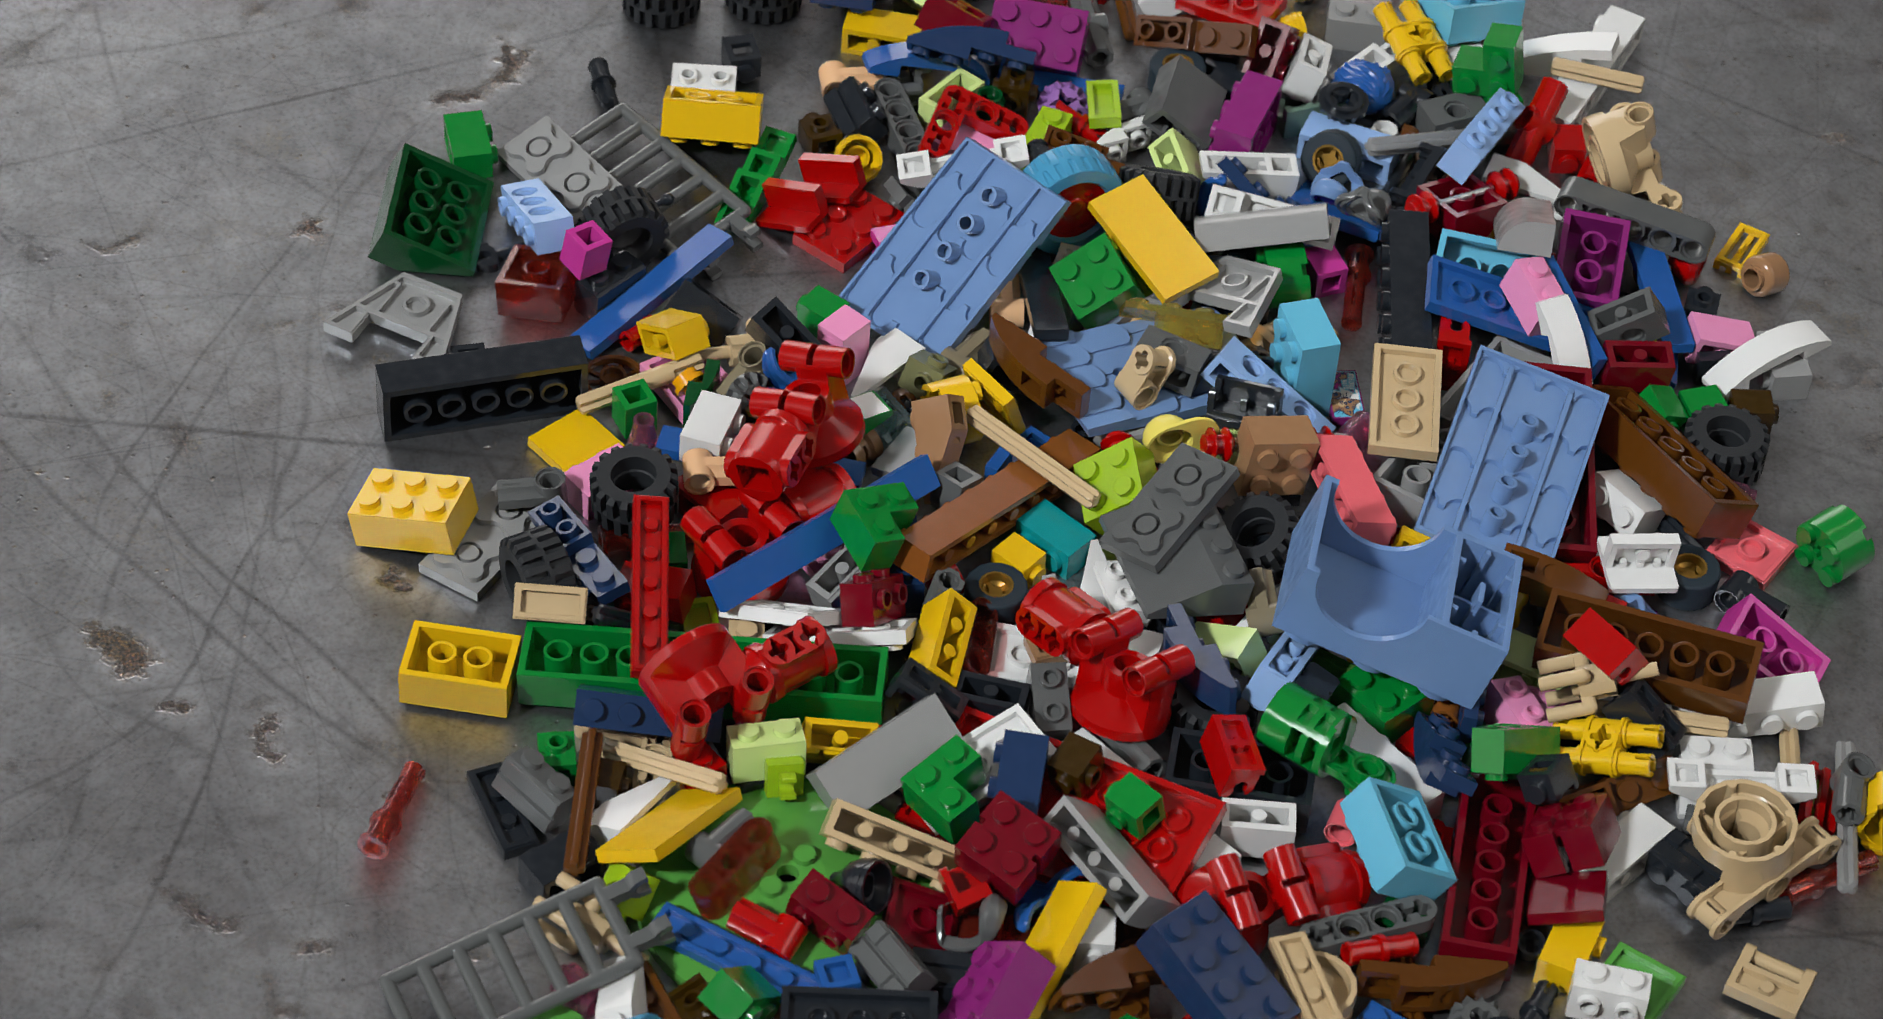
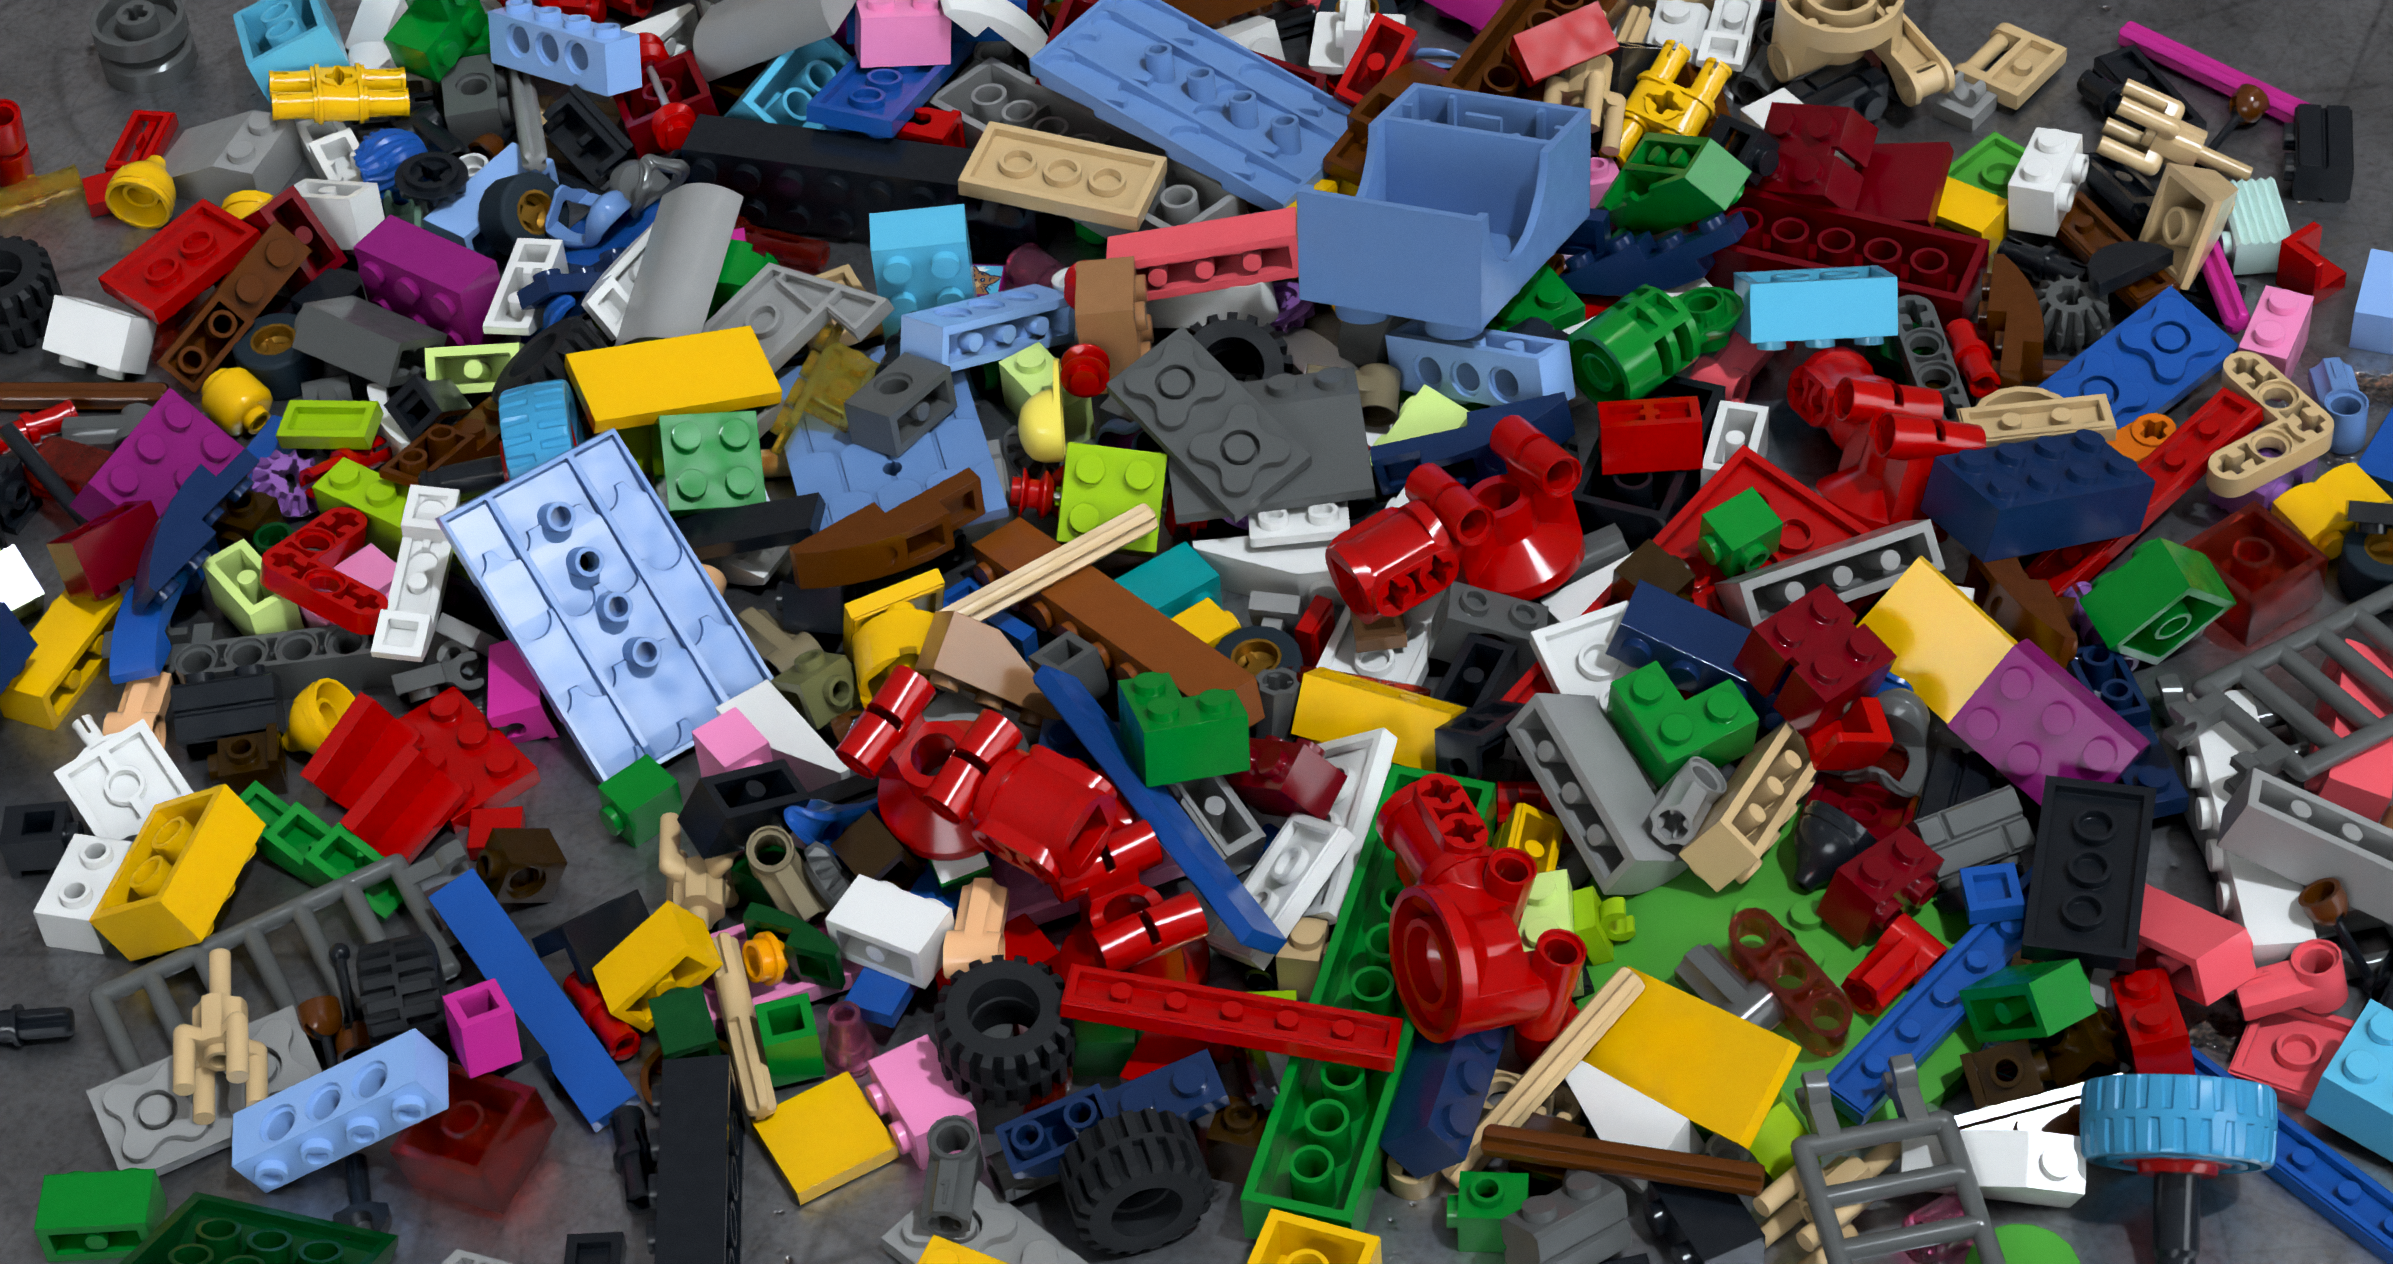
camera: 70 degrees left, 0 degrees up
(550, 603) = (1230, 1153): tan tile -> none
(577, 153) = (218, 1043): none -> tan plant
(626, 354) = (683, 1023): none -> dark green brick
(753, 265) = (521, 865): none -> dark brown brick
(788, 81) = (119, 778): none -> white plate
(791, 258) = (485, 819): none -> red tile
(879, 798) = (1686, 801): none -> light grey piece
(1126, 143) = (426, 402): none -> black brick
(1128, 63) = (236, 401): none -> yellow head
(1141, 376) = (942, 428): tan piece -> none
(1238, 398) = (1011, 339): black hinge -> none
(1598, 558) = (1380, 52): none -> red brick
(1717, 958) = (1965, 105): none -> light grey tile

